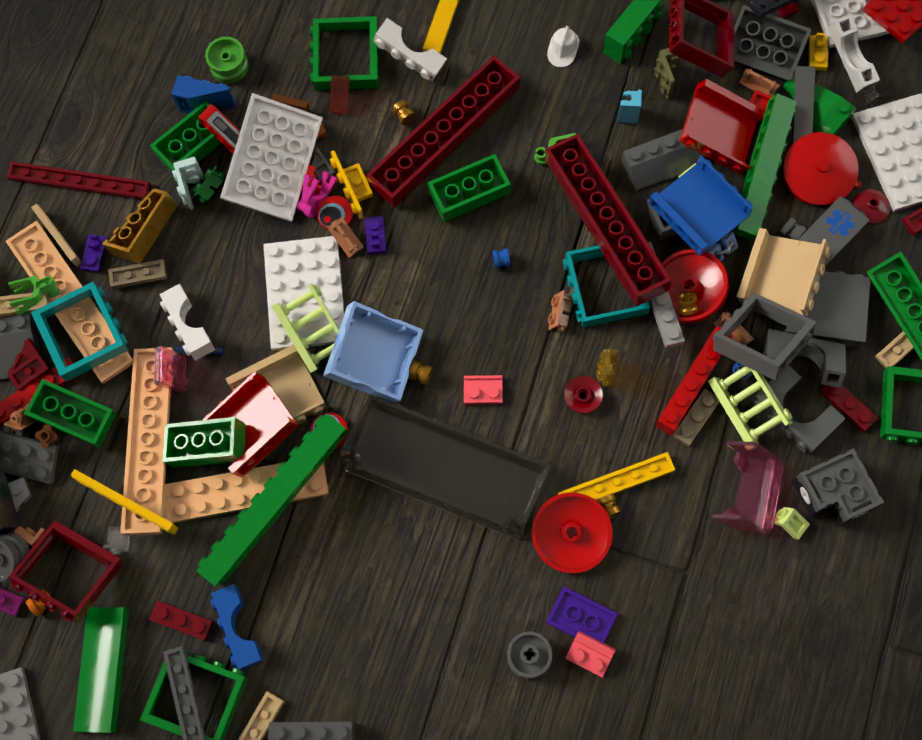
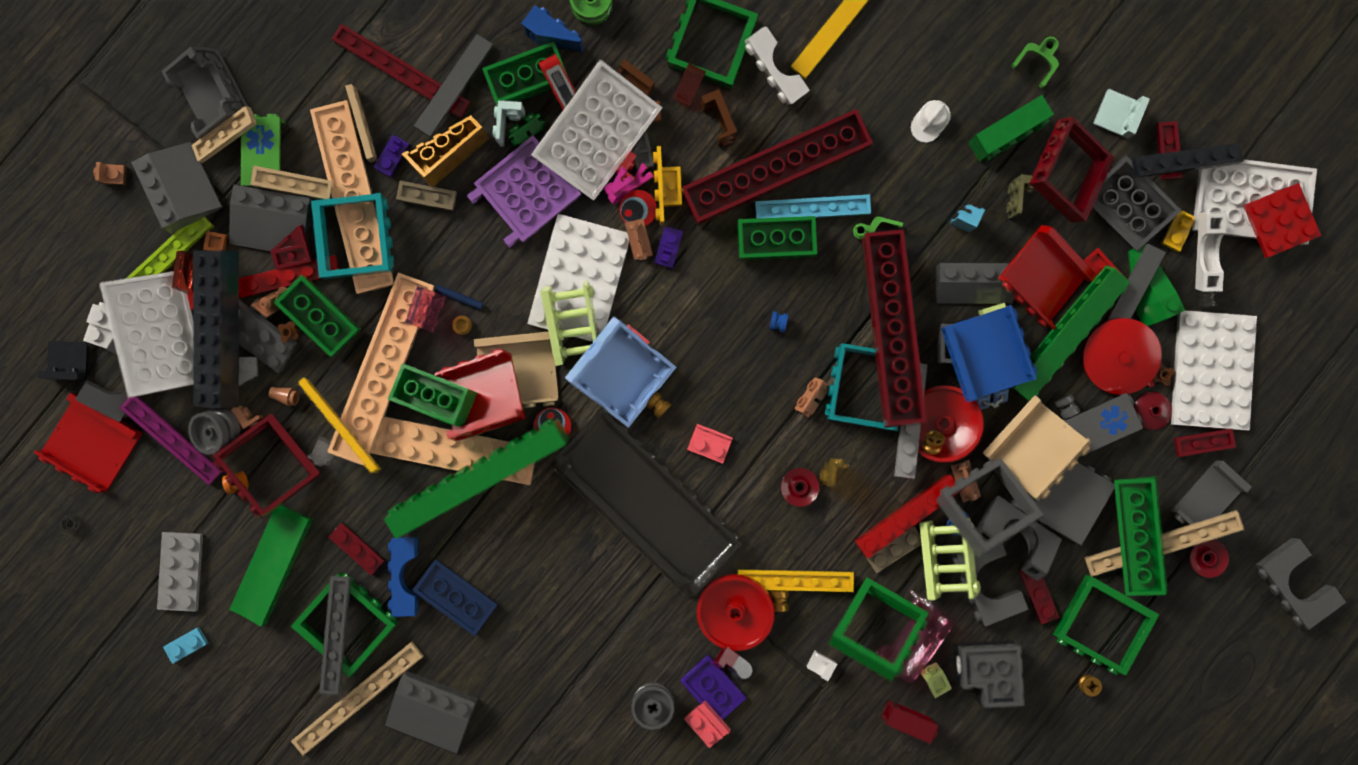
camera: 10 degrees right, 15 degrees up
(41, 286) = (330, 176): bright green piece -> none
(64, 501) = (287, 396): none -> nougat cone
(129, 173) = (453, 86): none -> dark grey tile
(195, 339) = (453, 243): white arch -> none
(210, 373) = (462, 325): none -> pearl gold plate
(226, 237) = (524, 192): none -> medium lavender plate
(294, 628) = (455, 597): none -> dark blue plate
(368, 97) = (716, 101): none -> reddish brown panel
(404, 113) = (745, 129): pearl gold wheel -> none
(502, 148) = (816, 207): none -> medium azure plate
(591, 583) = (733, 662): none -> leg
(676, 551) = (821, 665): none -> white panel
(714, 512) = (865, 656): none -> green window
(757, 82) = (1105, 240): nougat hinge -> none
(784, 568) = (910, 721): none -> dark red window
(862, 176) = (1166, 380): none -> reddish brown plate

